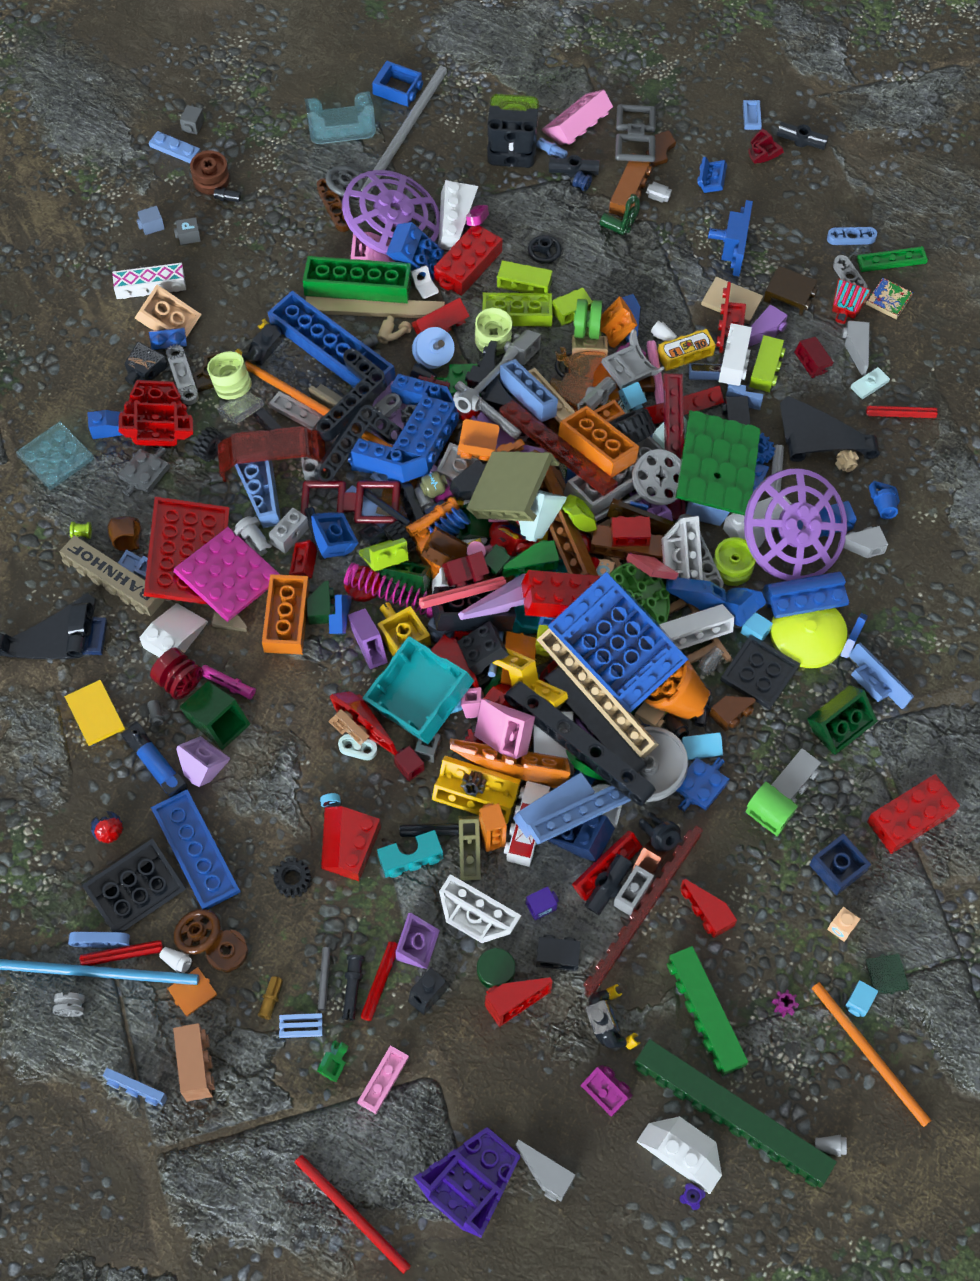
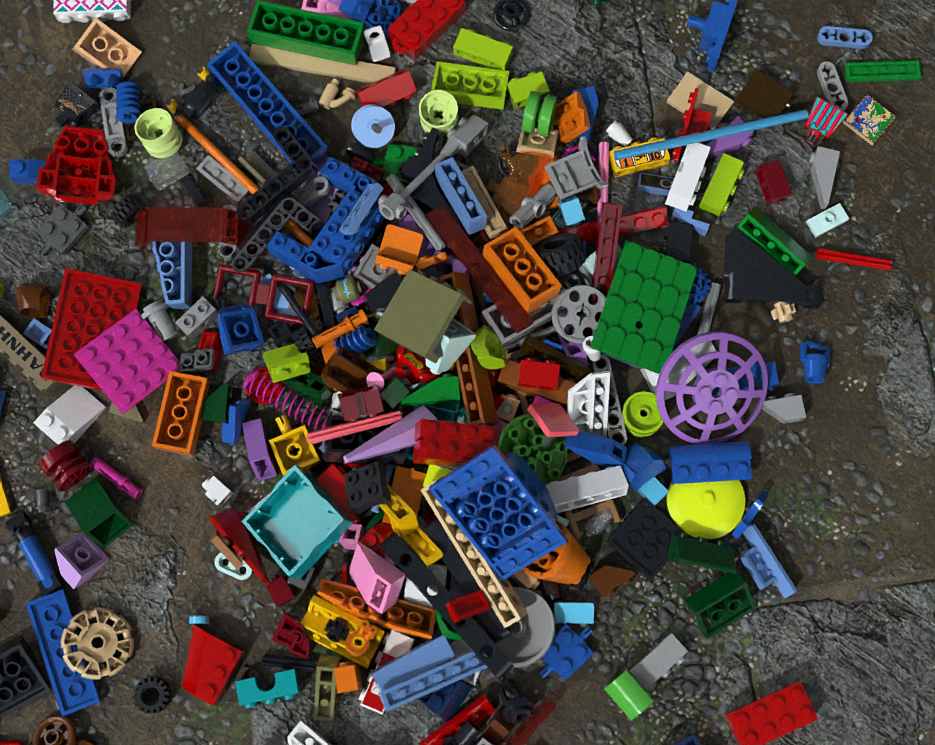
camera: 15 degrees right, 15 degrees up
(195, 353) = (127, 102): none -> blue piece
(225, 843) = (97, 655): none -> tan plate
(298, 566) = (196, 362): none -> dark grey slope
(331, 679) = (217, 491): none -> white brick
(427, 800) = (292, 634): none -> dark red brick
(438, 406) = (361, 209): none -> medium blue plate
(498, 789) = (359, 642): none -> orange piece
(601, 737) = (468, 606): none -> red tile
(676, 506) = (593, 355): none -> white cone
(748, 317) = (709, 135): none -> dark azure piece
(815, 674) = (702, 553): none -> dark green slope
(826, 402) = (774, 241): none -> green brick

